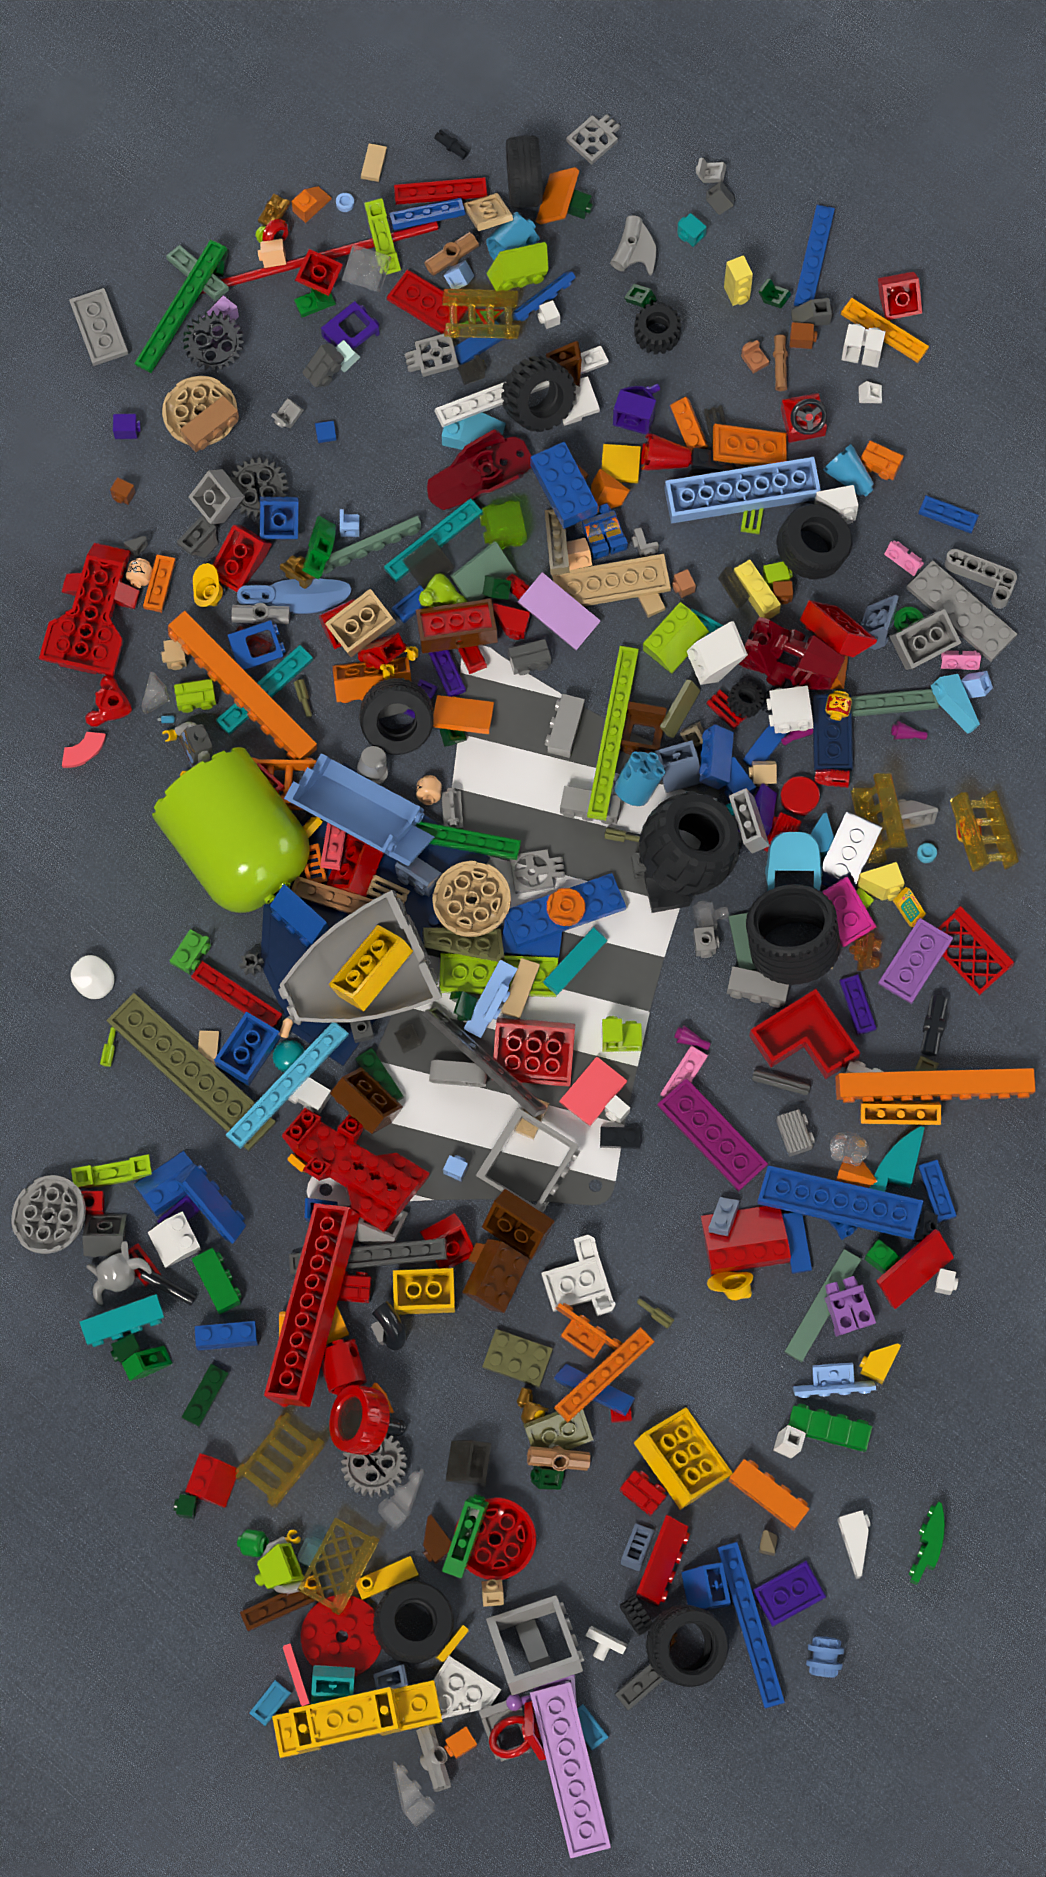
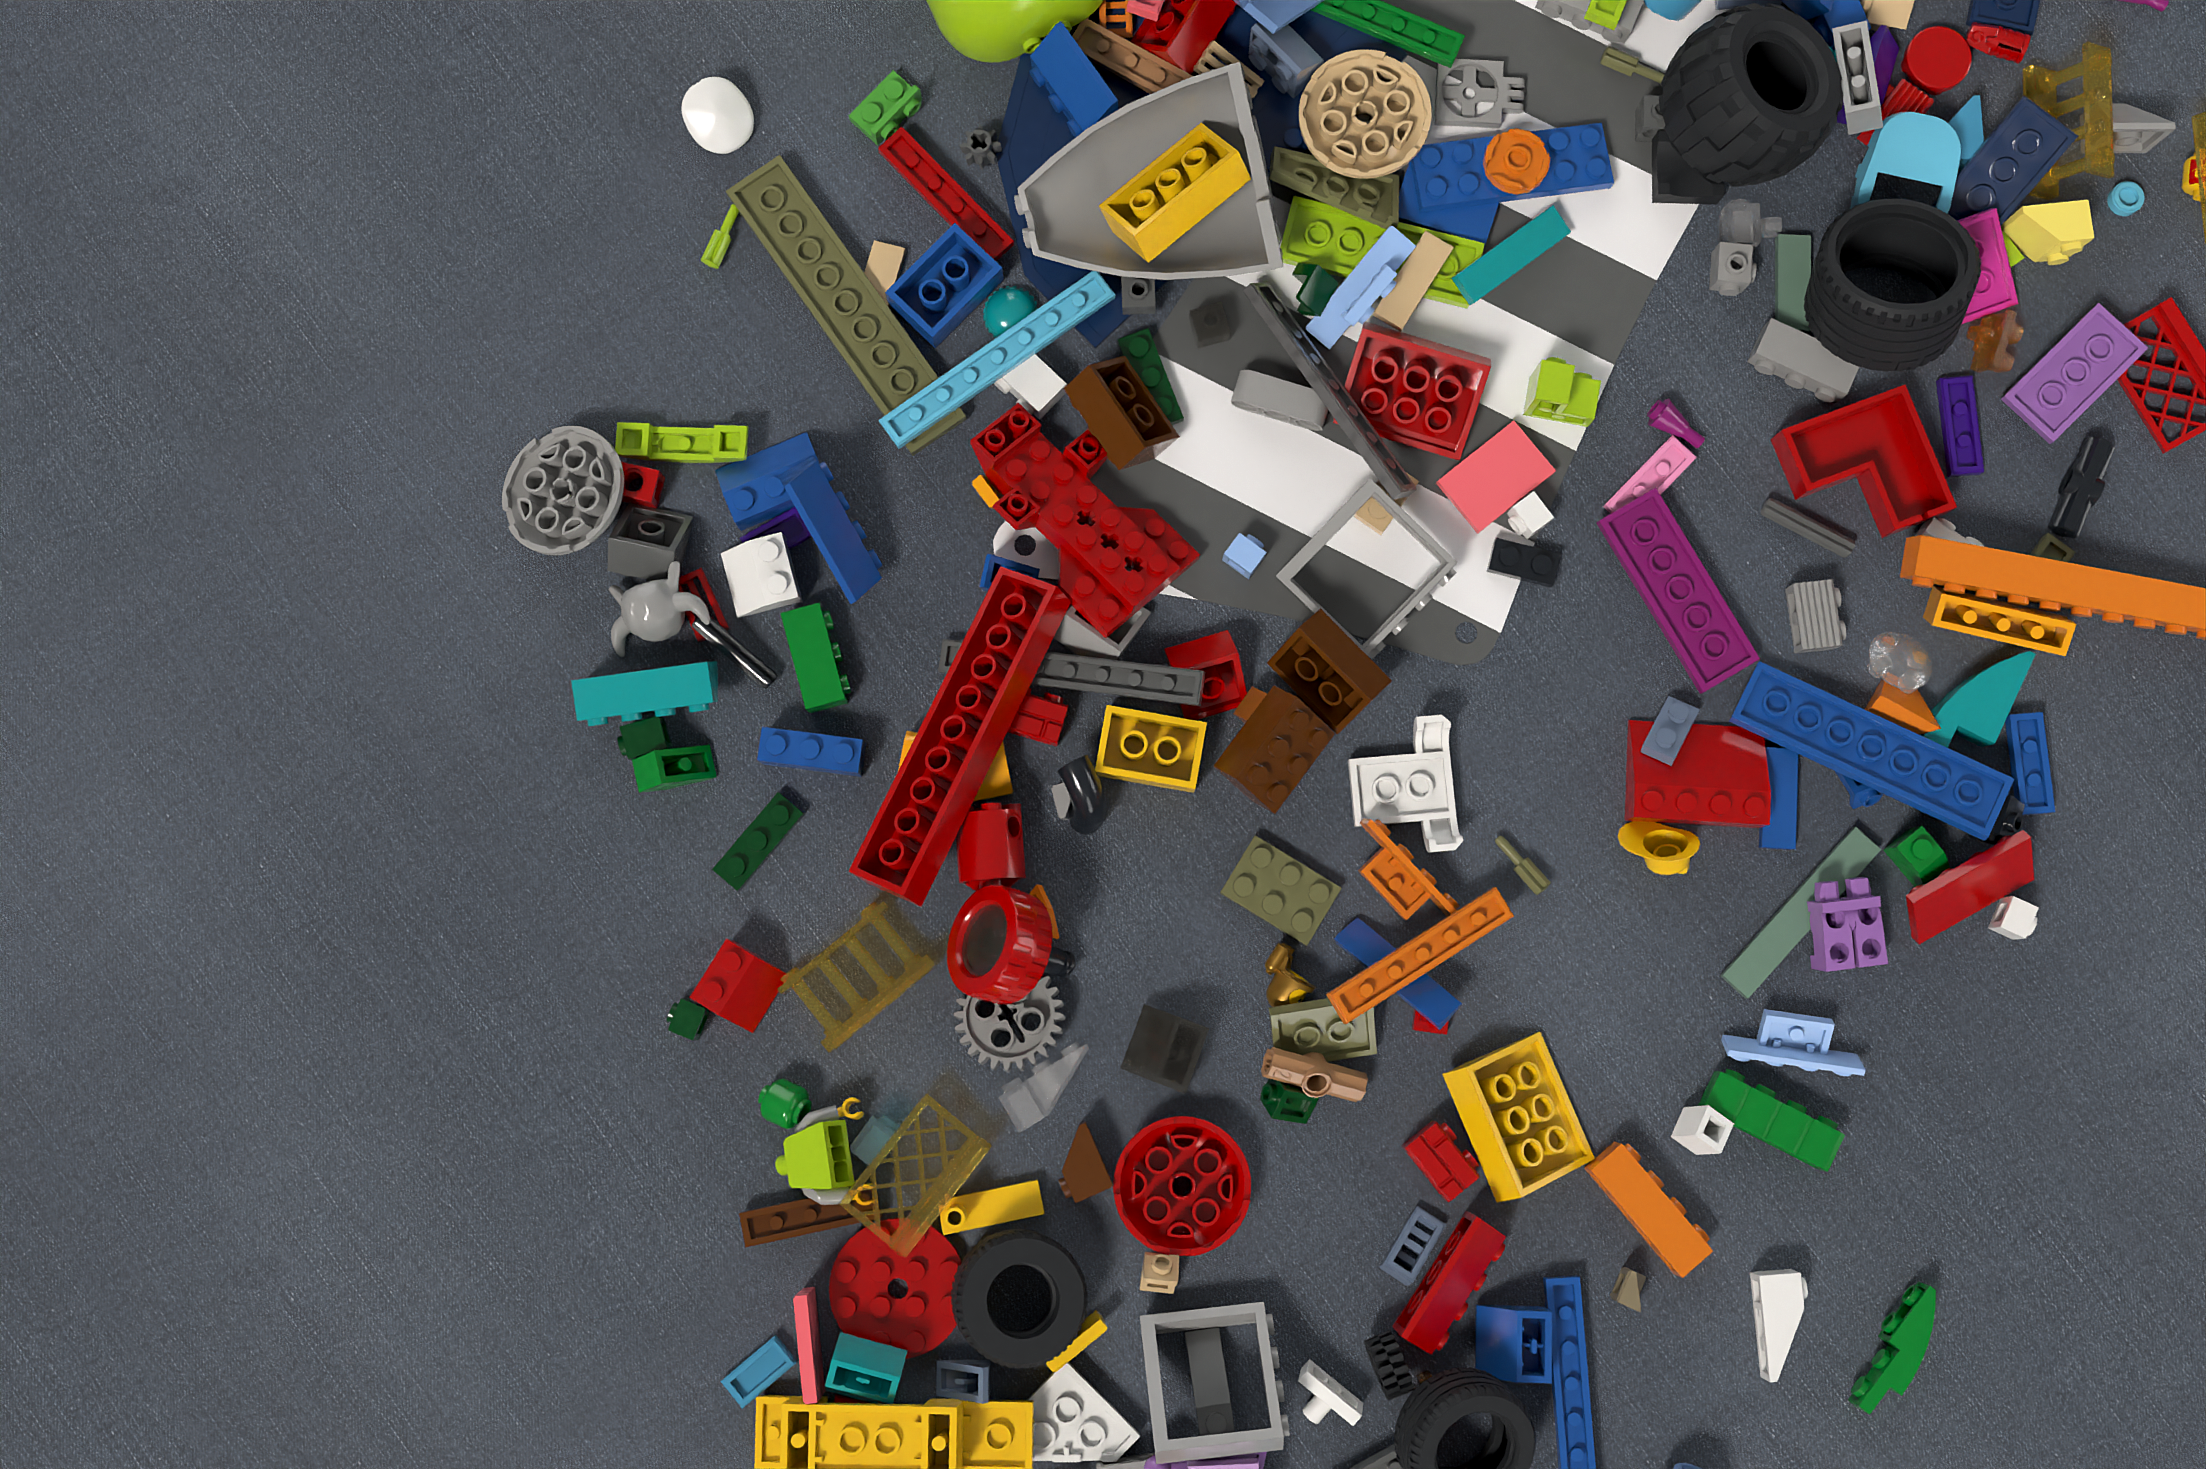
camera: 10 degrees right, 10 degrees up
(286, 1026) = (1017, 262): light nougat arm -> none
(465, 1535) = (1135, 1175): green slope -> none
(789, 1593) = (1646, 1378): dark purple tile -> none
(879, 1362) = (1877, 1031): yellow slope -> none
(909, 906) = (2084, 281): tile -> none

